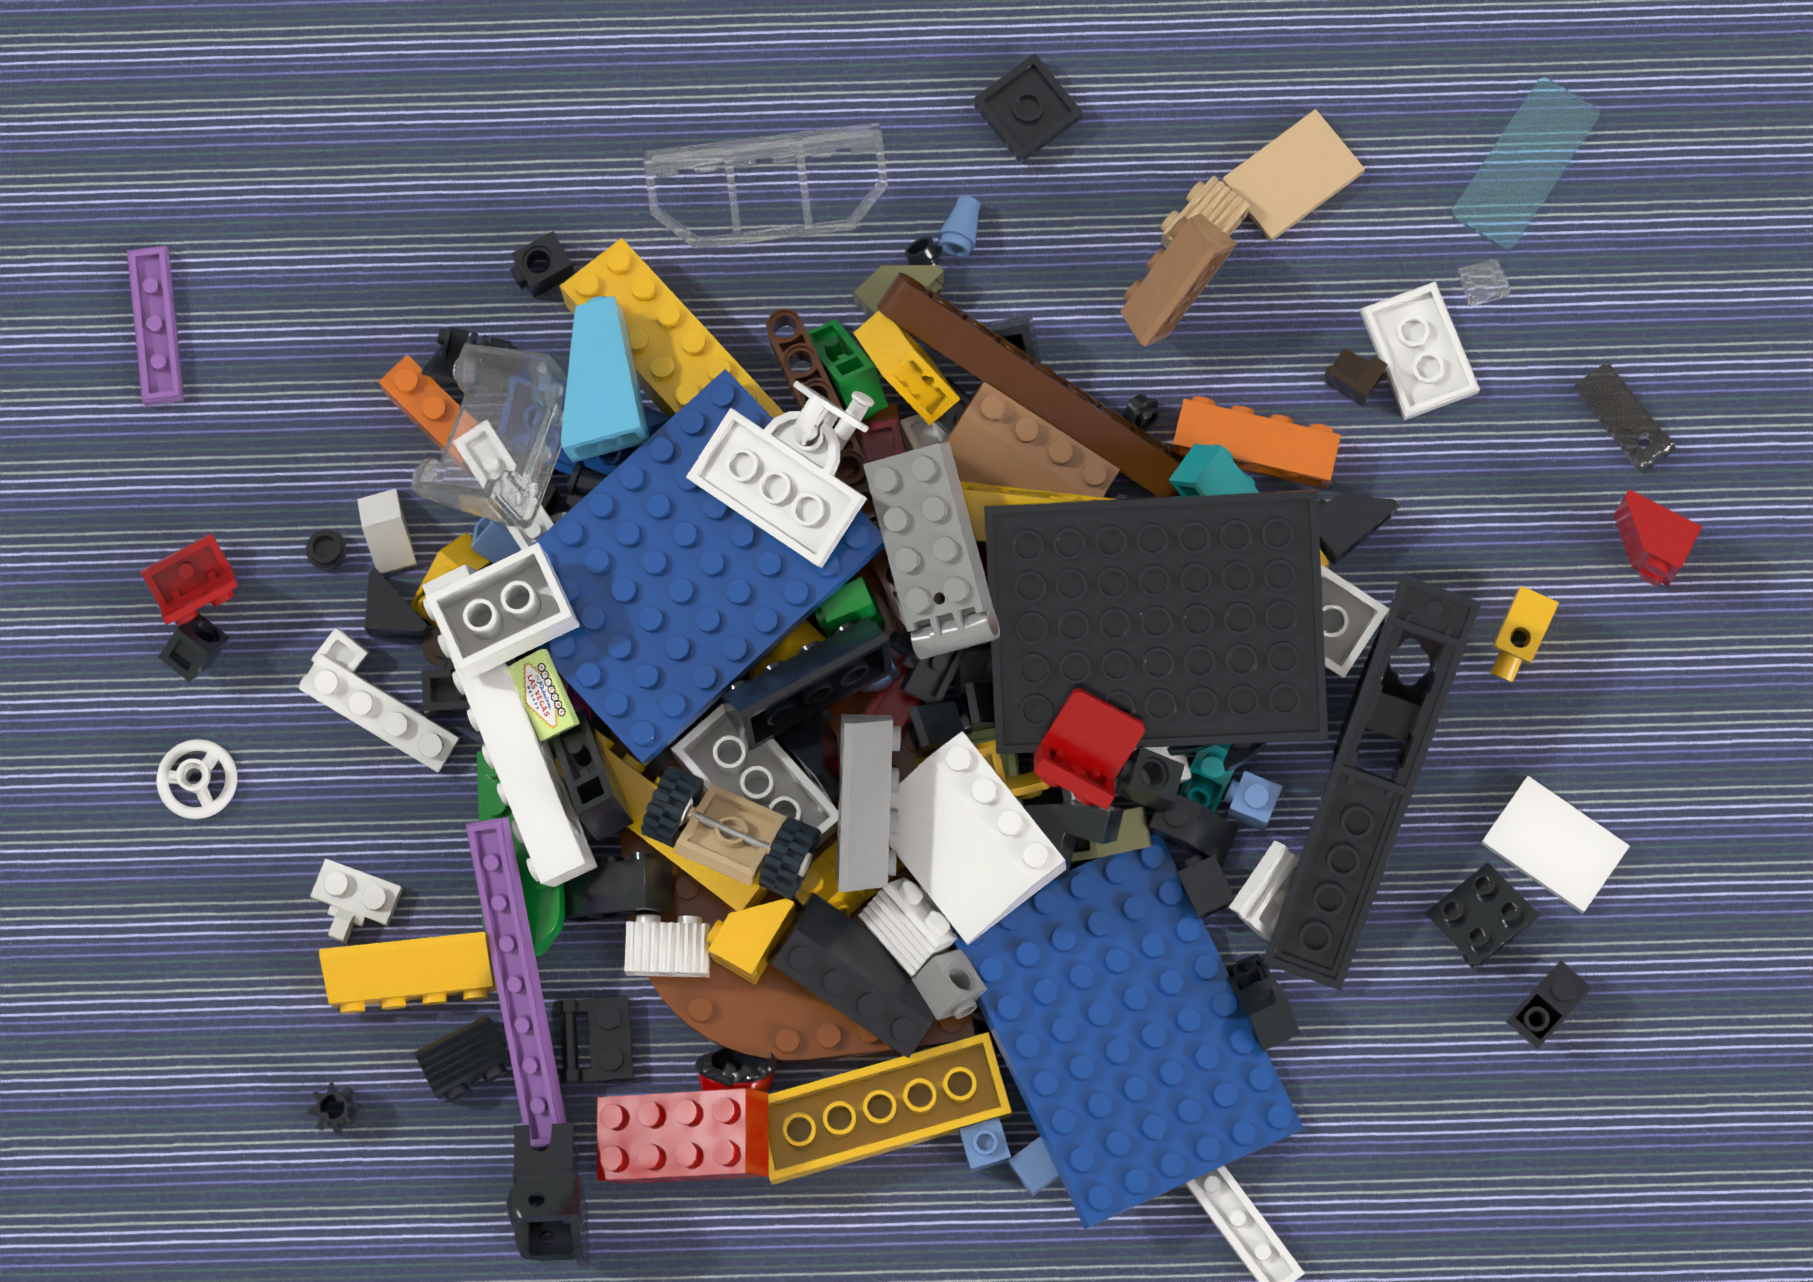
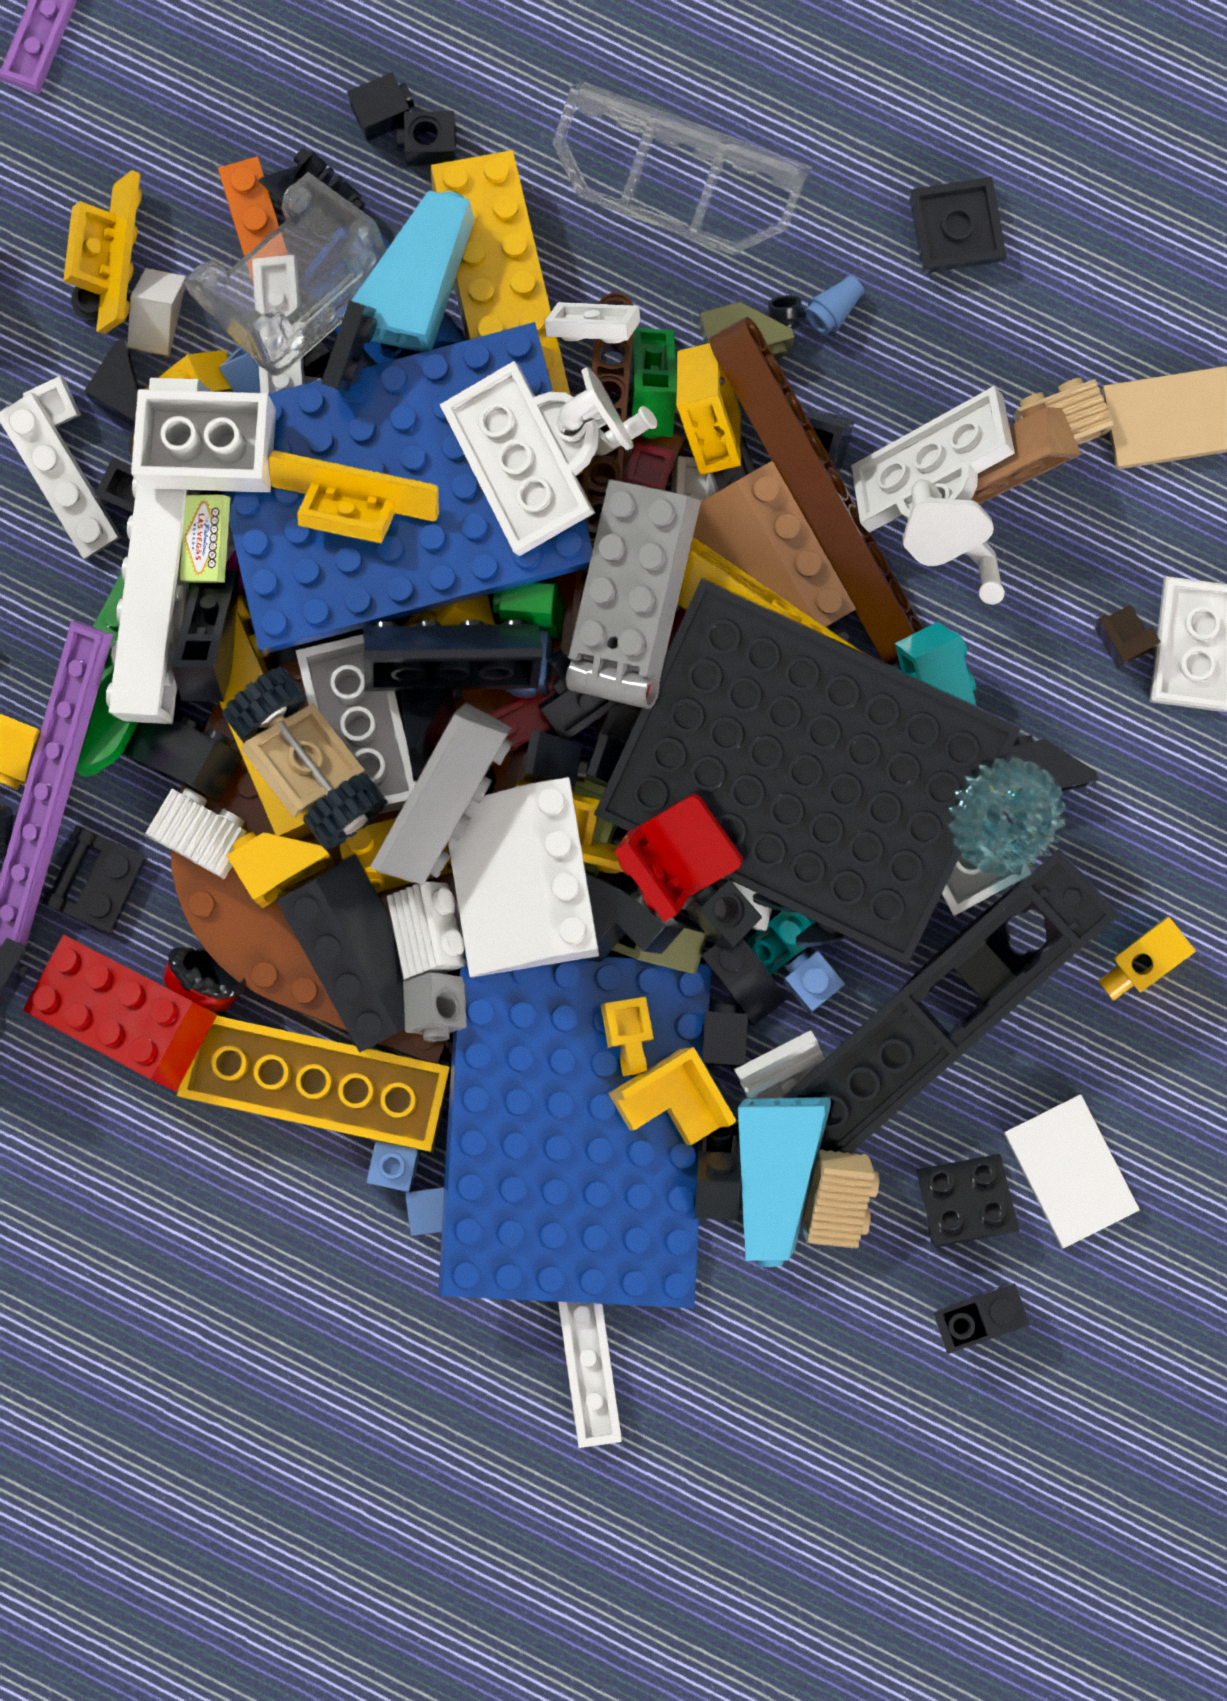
camera: 25 degrees right, 5 degrees up
(317, 502) = (102, 249): none -> yellow bracket
(486, 259) = (380, 105): none -> black brick
(586, 485) = (344, 362): none -> black plate
(652, 594) = (351, 498): none -> yellow bracket
(772, 343) = (592, 321): none -> white plate
(1121, 918) = (627, 1026): none -> yellow plate
(1129, 329) = (932, 481): none -> white plate
(1142, 411) = (906, 567): black plate -> none
(1192, 946) = (679, 1087): none -> yellow panel
(1260, 443) = (1000, 652): orange brick -> none
(1308, 965) = (777, 1169): none -> medium azure slope
(1332, 588) = (983, 828): none -> clear light blue gear
(1376, 969) = (839, 1199): none -> tan brick

